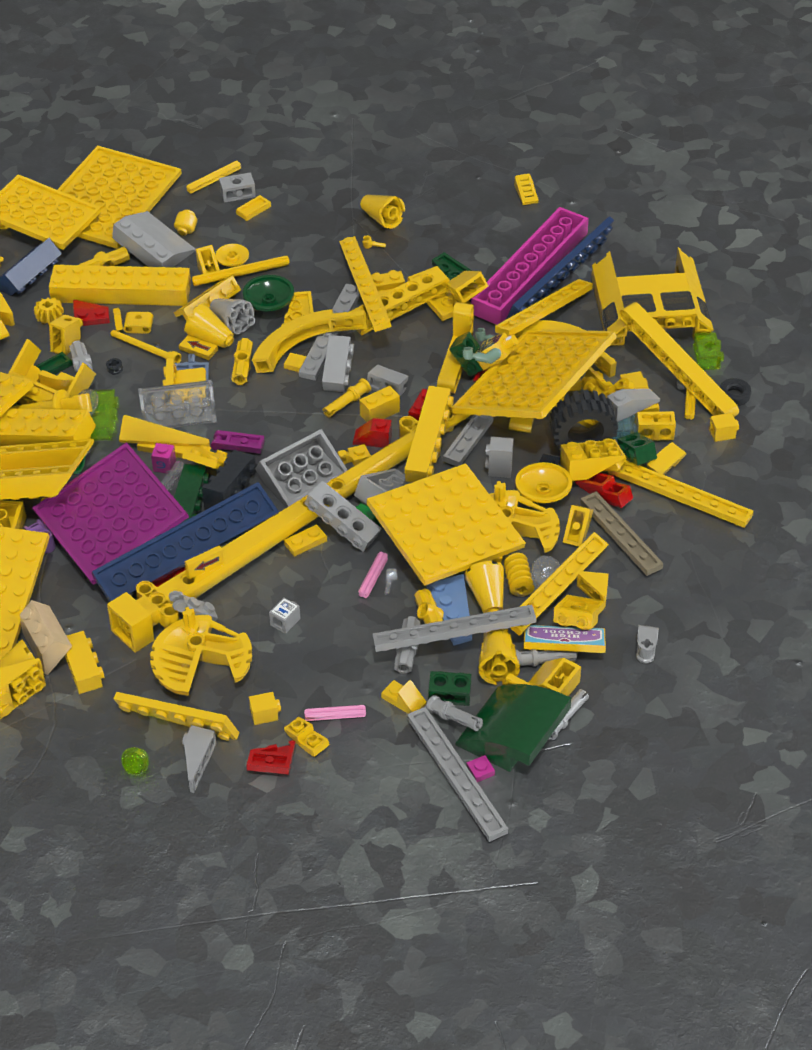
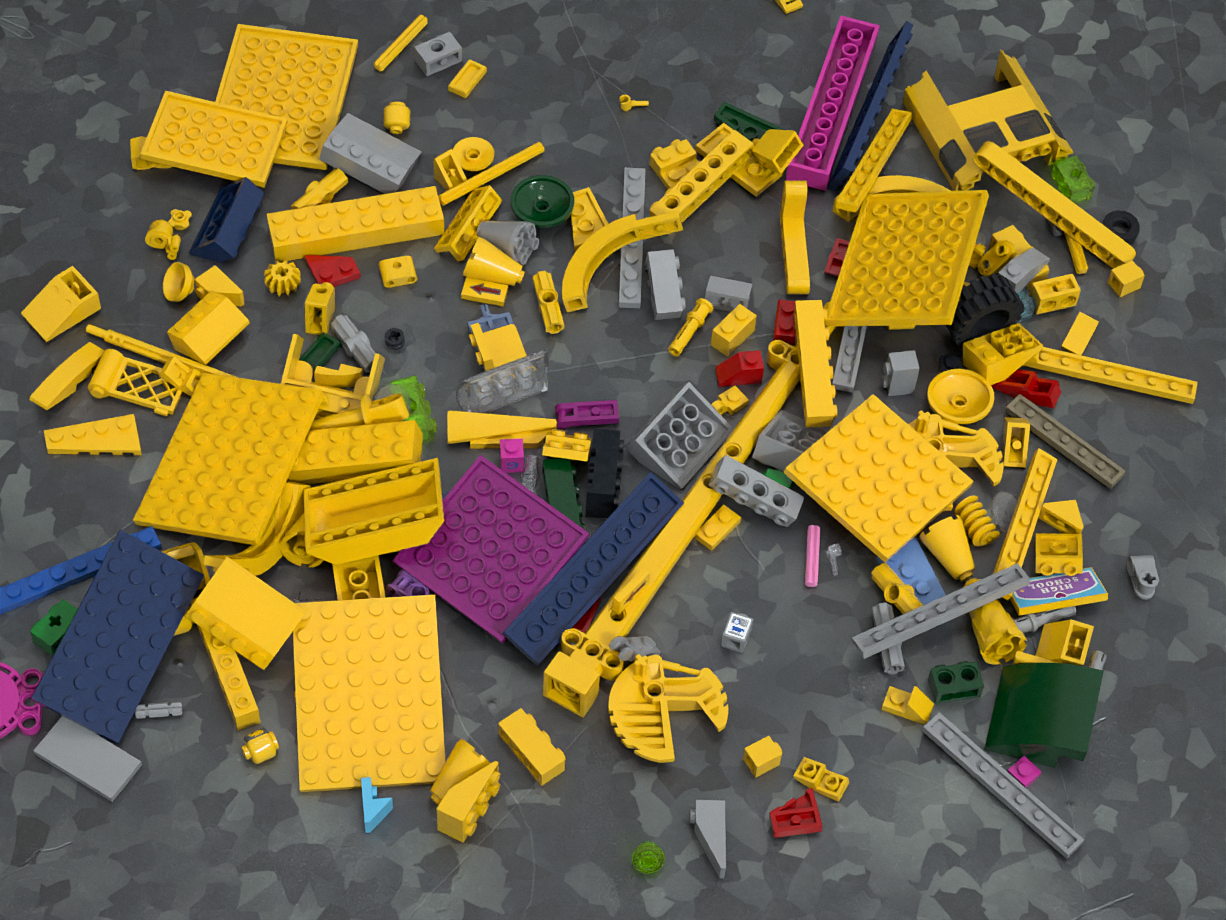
camera: 20 degrees left, 10 degrees up
(44, 634) = (479, 724): tan slope -> none
(118, 320) = (374, 273): yellow tile -> none
(167, 355) = (460, 313): yellow piece -> none
(178, 714) = (676, 789): yellow wing -> none
(294, 362) = (608, 289): yellow tile -> none
(335, 712) = (840, 742): bright pink axle -> none
(365, 284) = (654, 167): yellow plate -> none
(384, 209) = (628, 54): yellow cone -> none
(447, 710) = (966, 712): light grey pin -> none
(466, 340) = (814, 241): dark green brick -> none
(492, 350) = (842, 231): torso -> none
(637, 448) = (1047, 328): dark green brick -> none

